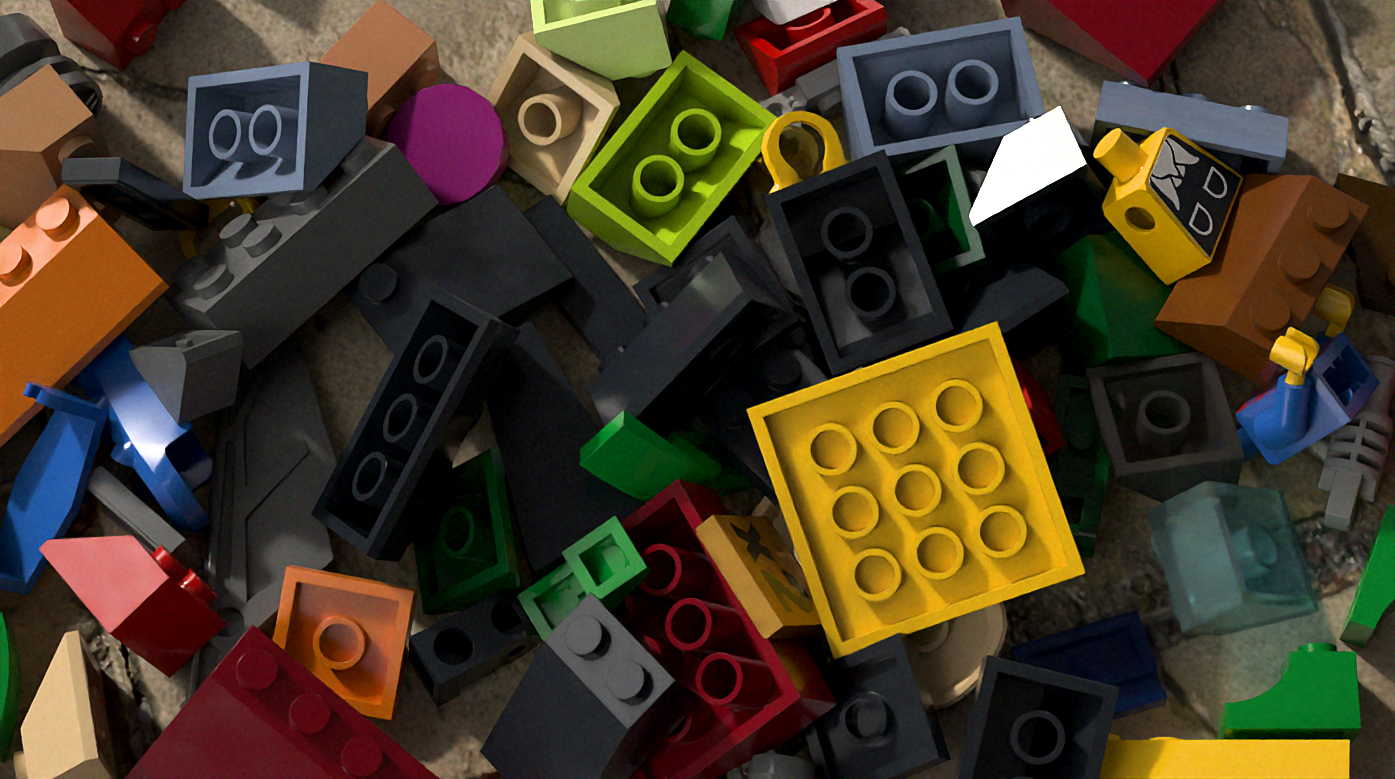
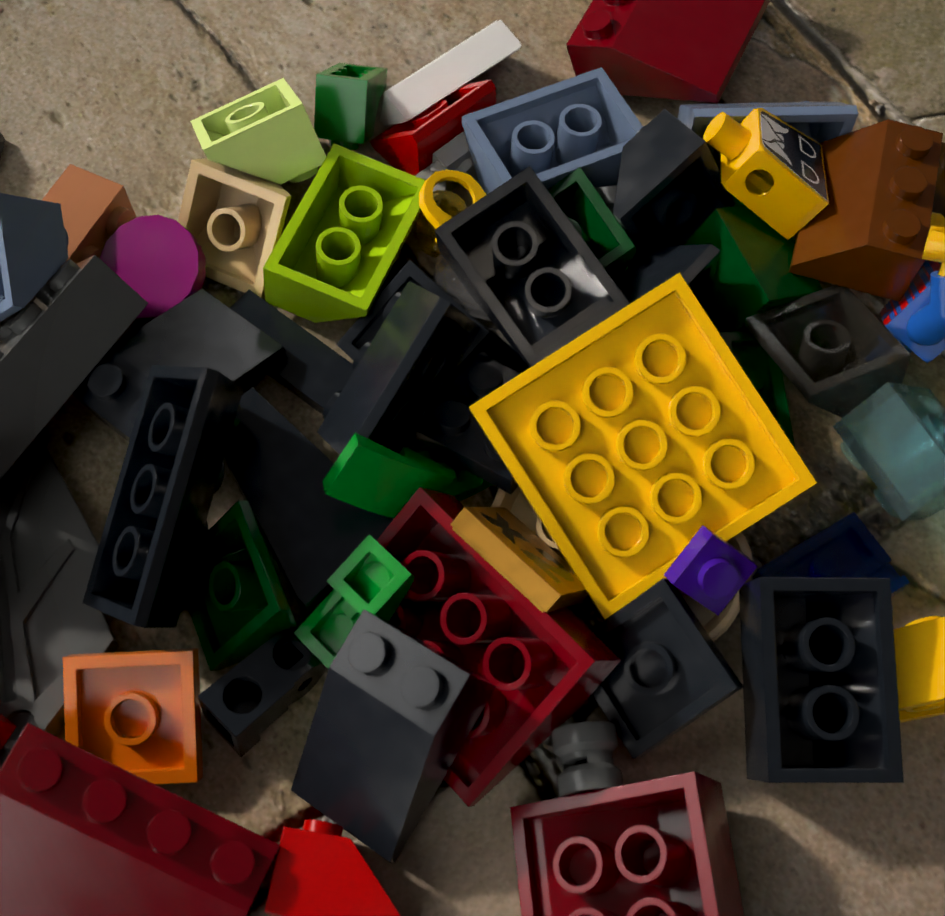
camera: 15 degrees left, 5 degrees down
(952, 635) = (710, 570): none -> dark purple plate

